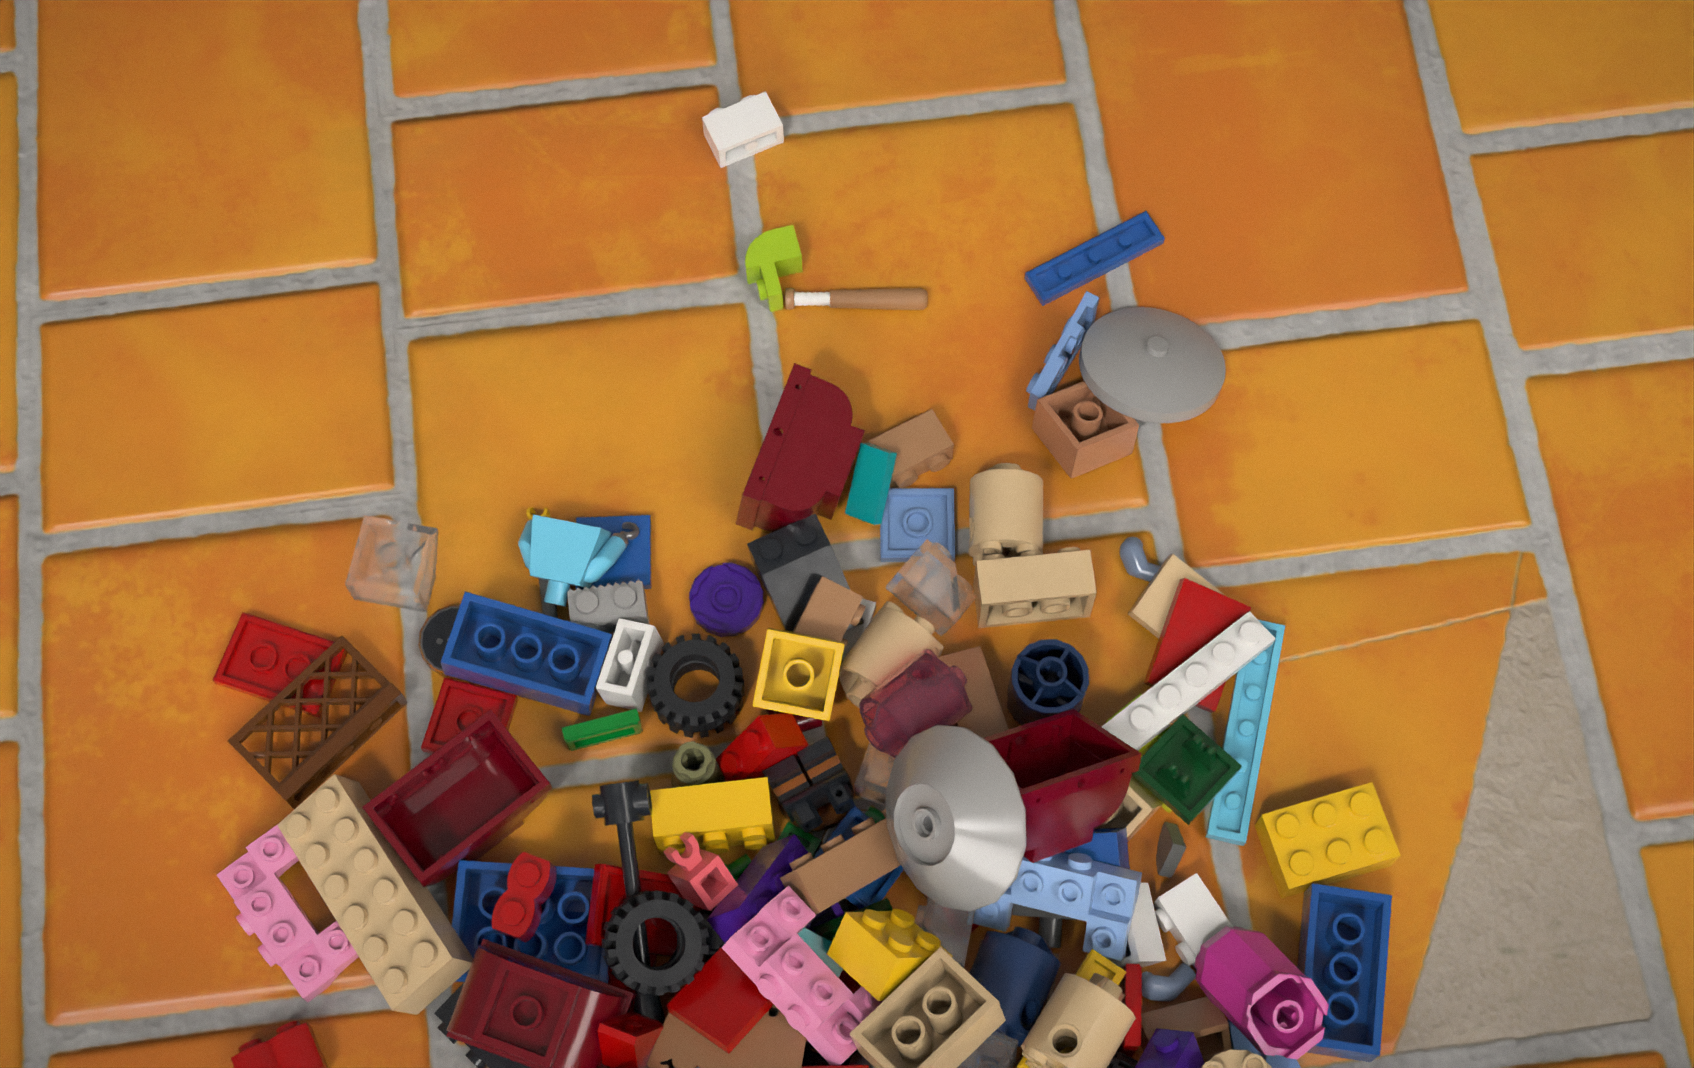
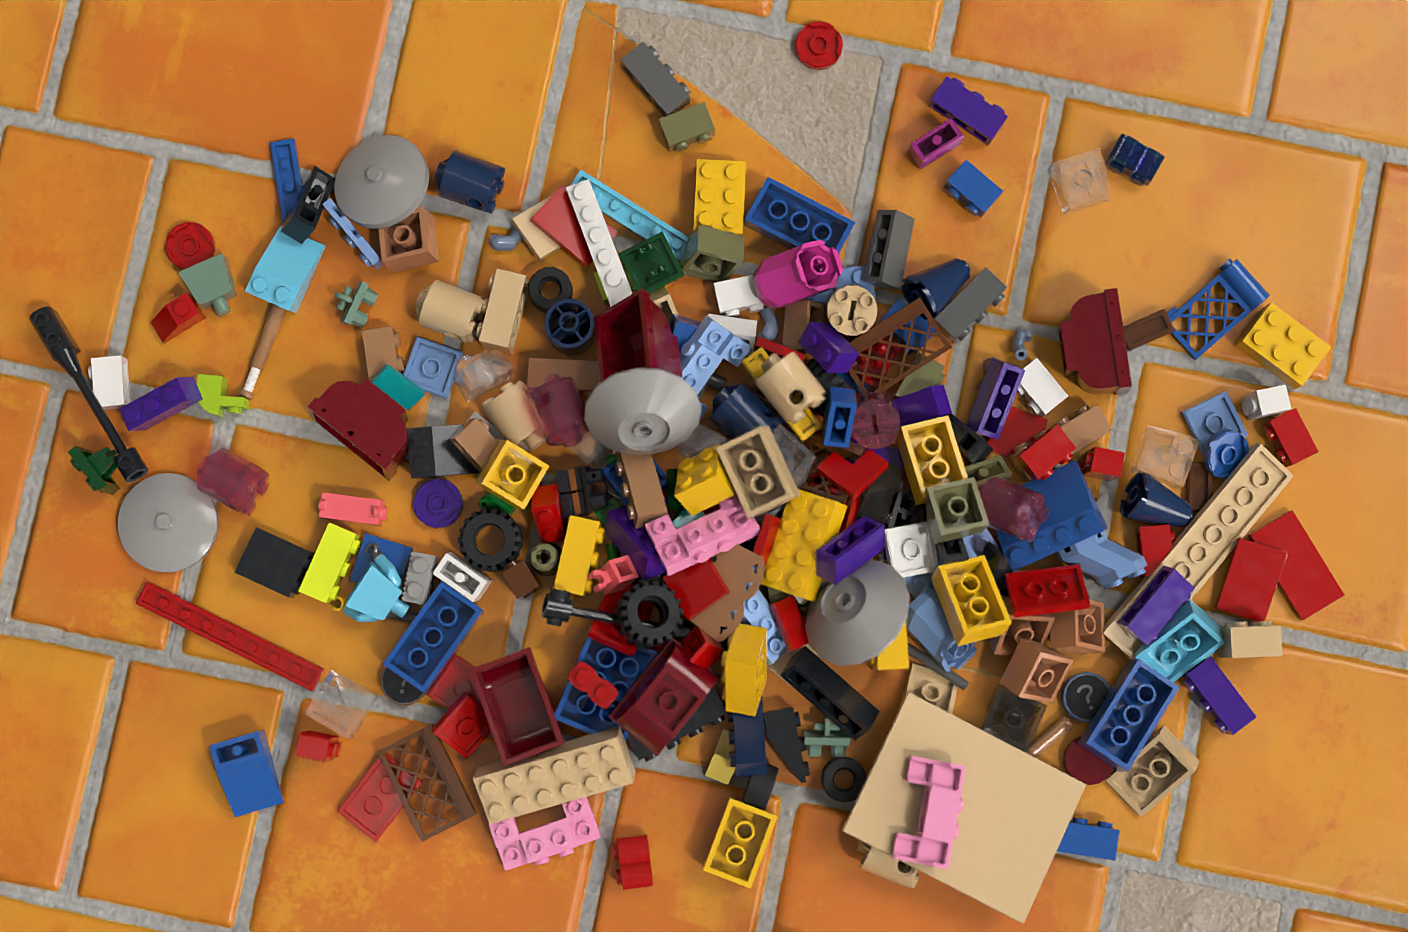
camera: 75 degrees left, 15 degrees up
(263, 474) = (247, 773): none -> blue slope
(324, 550) = (318, 746): none -> red brick
(408, 736) = (463, 726): none -> red tile
(448, 394) = (230, 636): none -> red tile
(568, 412) = (274, 563): none -> black brick
(579, 264) = (168, 523): none -> light grey dish
(590, 482) = (330, 563): none -> neon yellow brick
(602, 730) = (497, 606): green tile -> none
(620, 147) = (97, 468): none -> dark green plate
(651, 746) = (521, 579): none -> reddish brown brick
(661, 317) = (232, 480): none -> clear pink cylinder
(677, 486) = (352, 509): none -> coral brick
(735, 193) = (161, 403): none -> dark purple brick
(750, 668) = (490, 501): none -> green arm
(766, 56) = (63, 351): none -> black bar
(863, 180) = (177, 317): none -> red slope
(924, 203) = (211, 283): none -> sand green torso
(950, 392) = (361, 294): none -> sand green hips
(964, 164) = (189, 245): none -> red tile
(978, 287) = (285, 271): none -> medium azure slope
(1071, 280) = (308, 205): none -> black slope
(1104, 625) = (540, 278): none -> black tyre
(1169, 849) = (691, 292): dark grey tile -> none
(1202, 479) = (470, 181): none -> dark blue cylinder
(1239, 854) = (712, 254): none -> olive slope
(1413, 755) = (687, 127): none -> olive brick
(1463, 687) = (656, 79): none -> dark grey brick
(1626, 910) = (818, 45): none -> red tile

